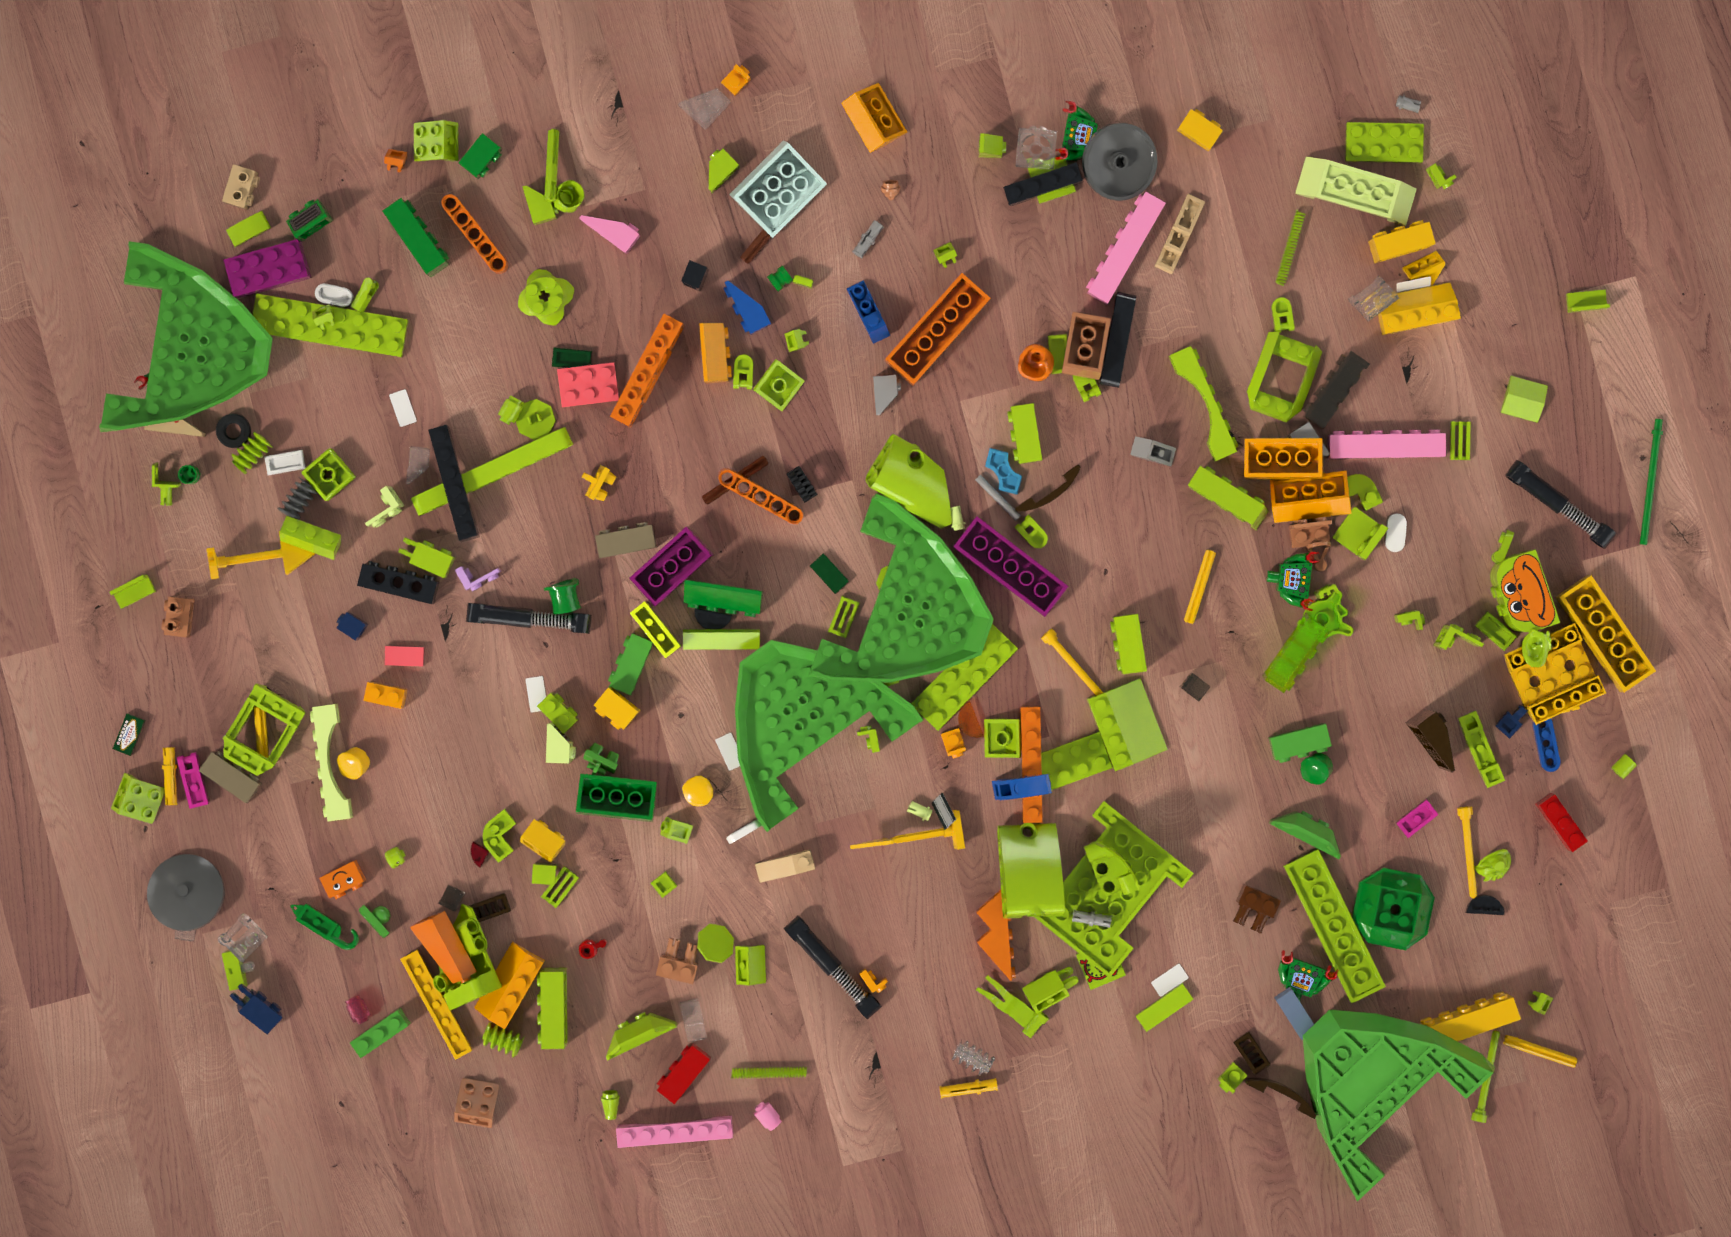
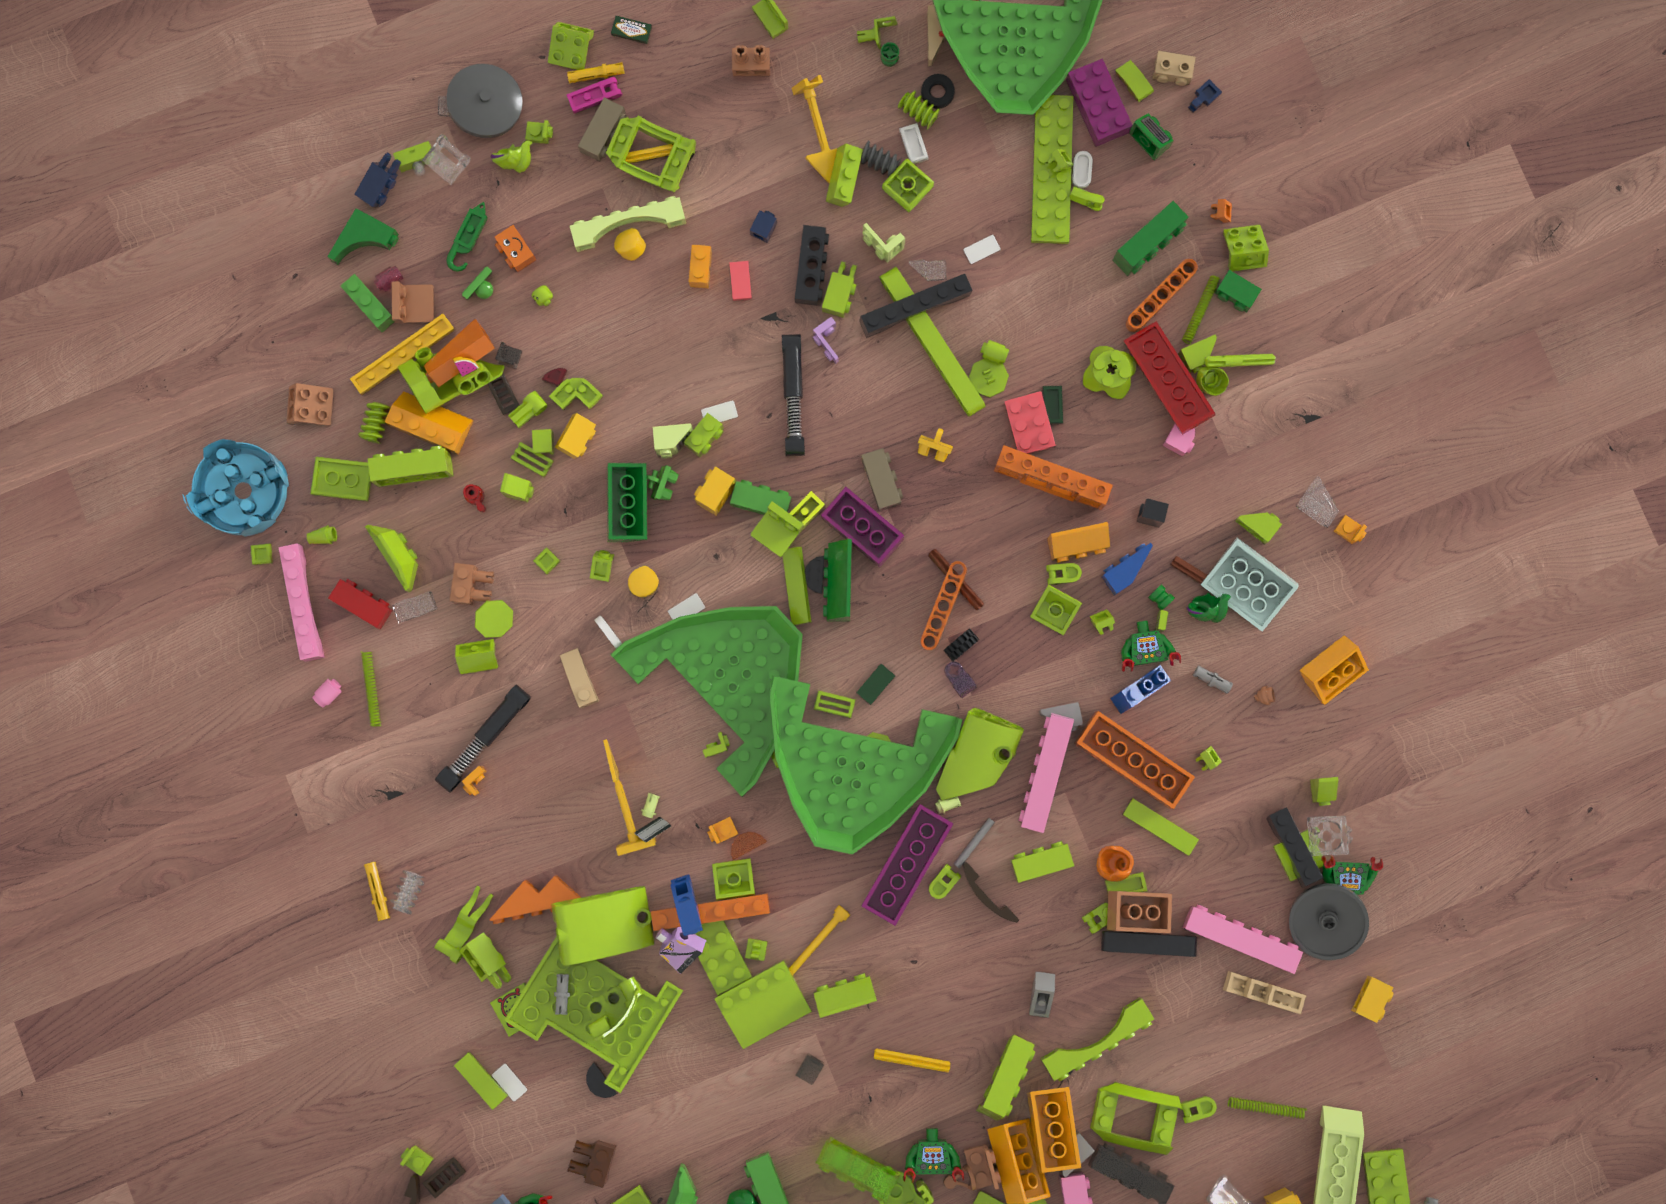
camera: 85 degrees right, 5 degrees down
(224, 841) = (539, 132): none -> lime bracket
(248, 869) = (514, 157): none -> lime hair
(272, 157) = (1205, 94): none -> dark blue plate
(305, 1030) = (360, 232): none -> green arch
(386, 988) = (412, 303): none -> nougat bracket
(459, 941) = (465, 365): none -> dark pink tile
(492, 198) = (1203, 307): none -> lime piece
(506, 880) = (531, 406): none -> lime piece
(548, 1206) = (215, 481): none -> medium azure piece
(555, 1079) = (341, 479): none -> lime tile
(560, 239) = (1169, 378): none -> red plate
(564, 596) = (819, 426): green piece -> none
(588, 904) = (516, 488): none -> lime slope
(620, 1166) = (261, 554): none -> lime tile
(665, 652) = (777, 529): none -> lime bracket
(796, 233) = (1209, 607): none -> green hair
(828, 300) = (1147, 648): none -> torso
(838, 488) = (962, 681): none -> clear purple piece
(939, 417) = (1047, 772): none -> bright pink brick
(960, 682) = (785, 830): lime plate -> none
(1006, 312) = (1160, 827): none -> lime tile
(1008, 479) = (1008, 839): dark azure tile -> none
(1064, 798) = (679, 949): none -> lavender torso
(1073, 724) = (756, 949): none -> lime tile
(1180, 895) = (595, 1081): none -> black tile

